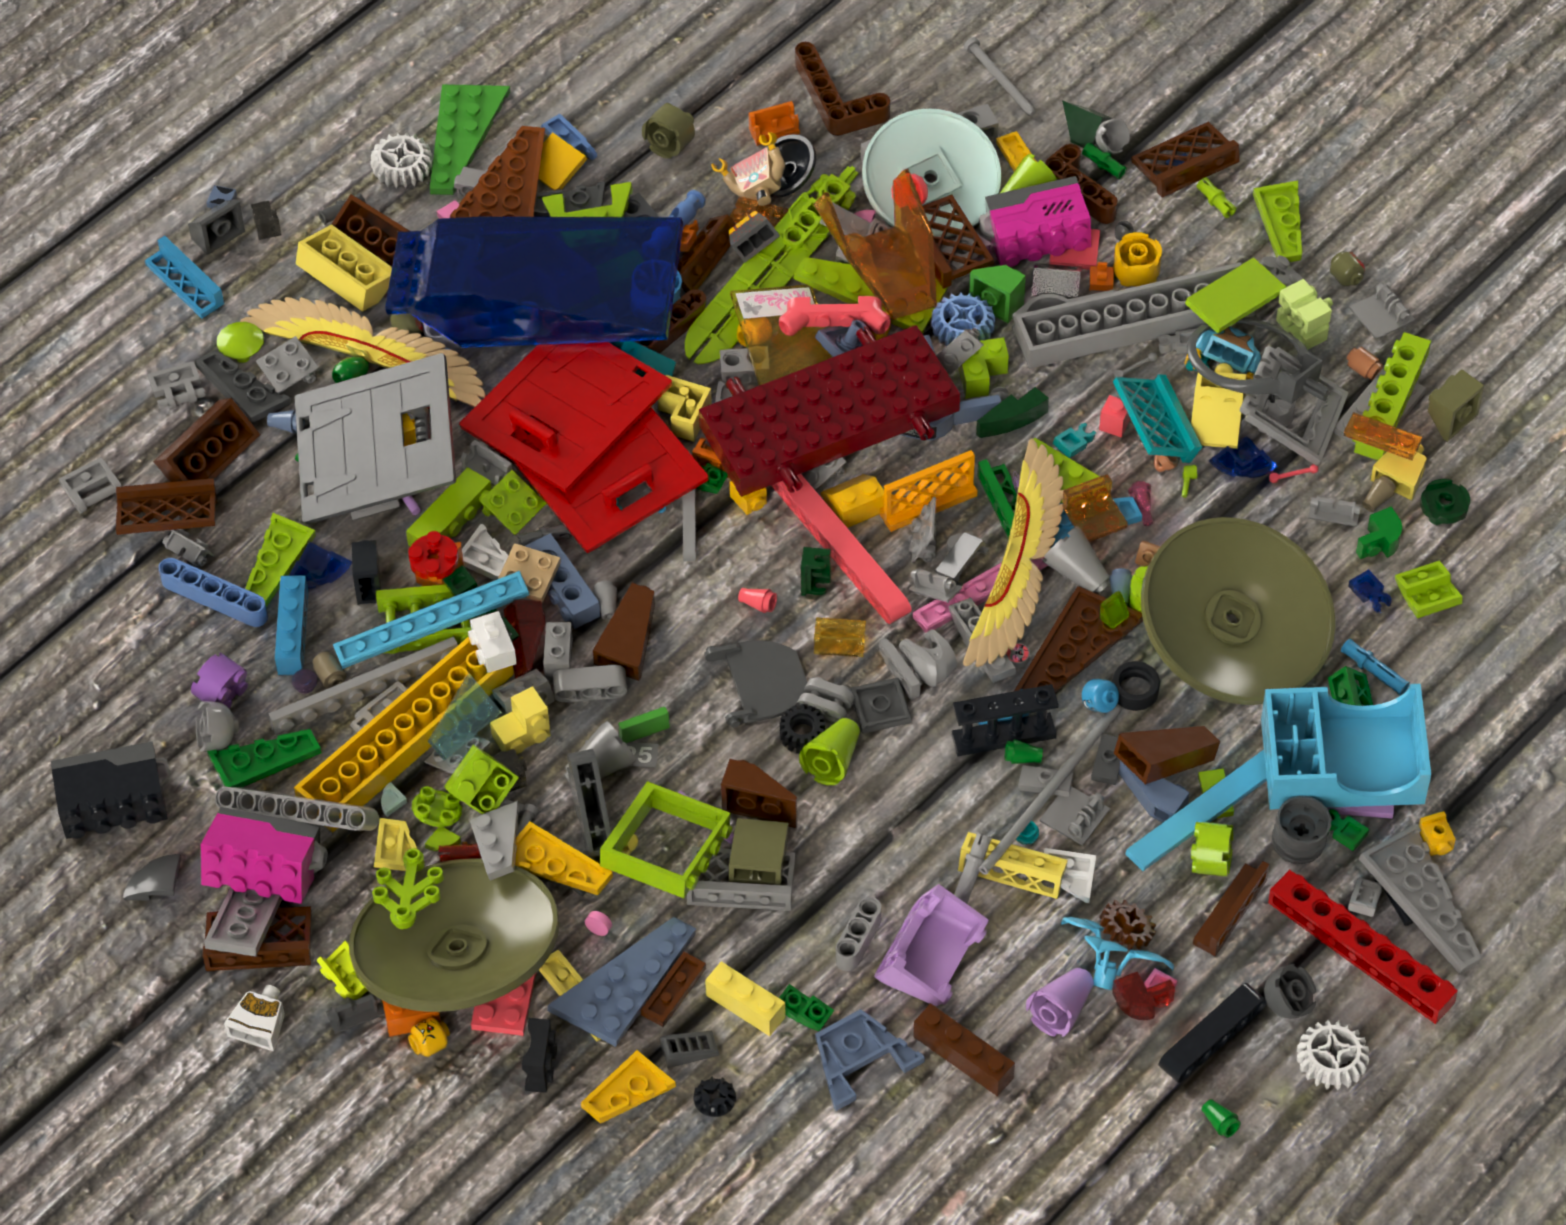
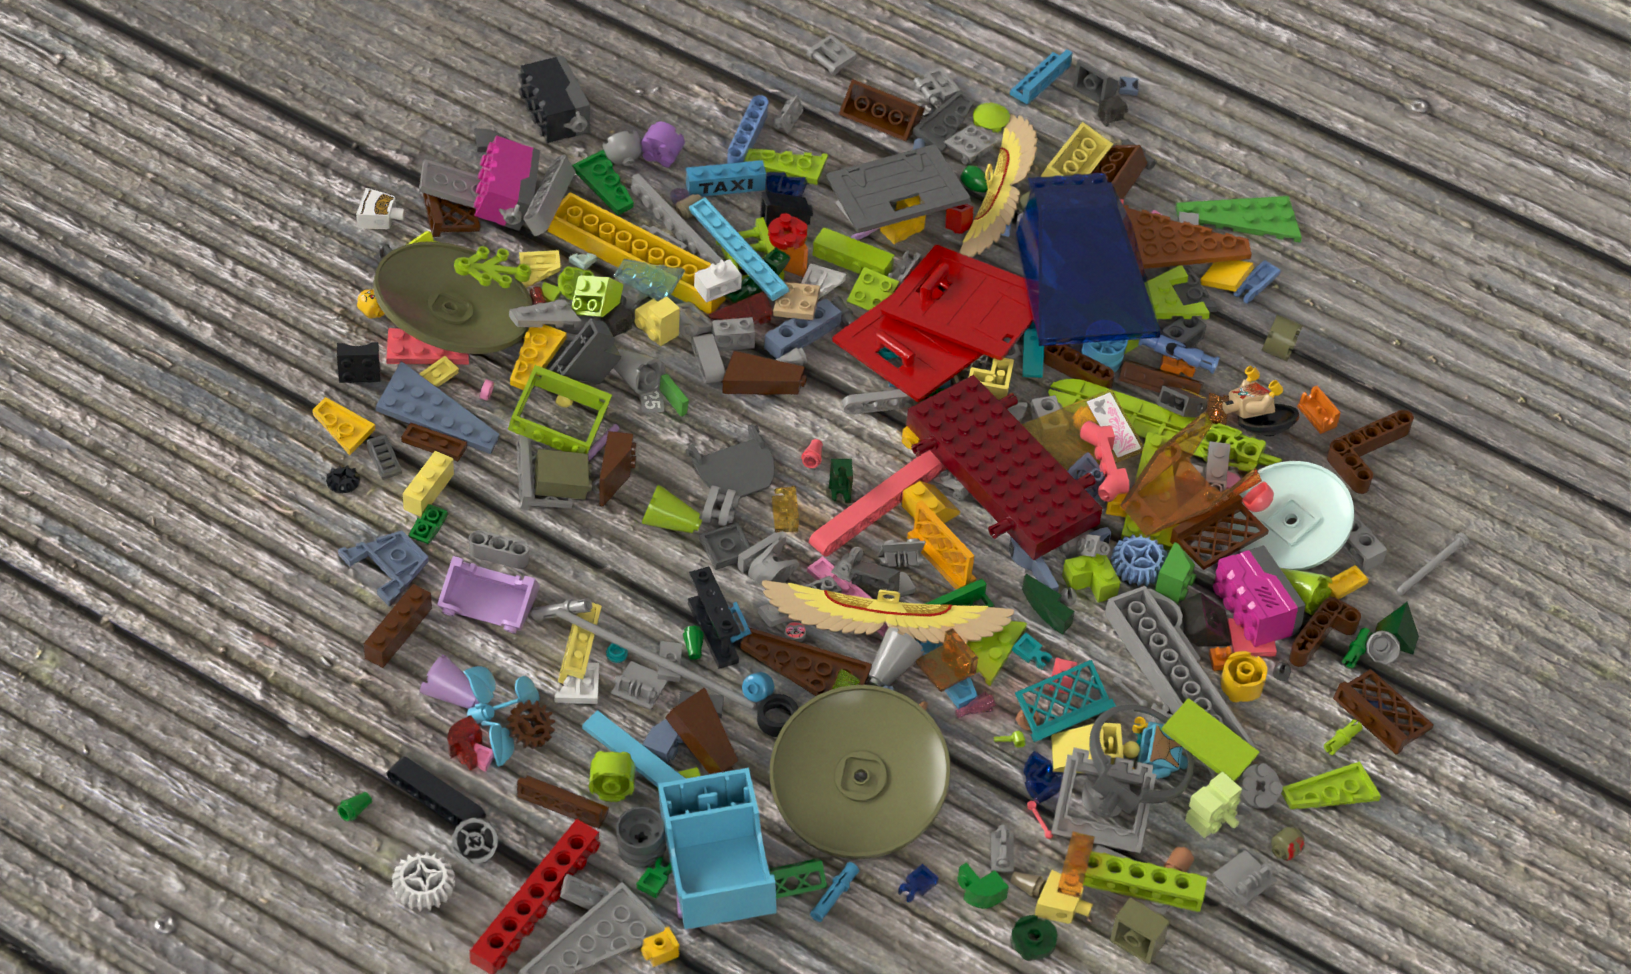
camera: 75 degrees right, 5 degrees down
(166, 496) = (828, 92): reddish brown fence -> none
(401, 160) = (1198, 180): white gear -> none
(798, 717) = (692, 486): black tyre -> none
(1428, 589) = (932, 931): lime slope -> none

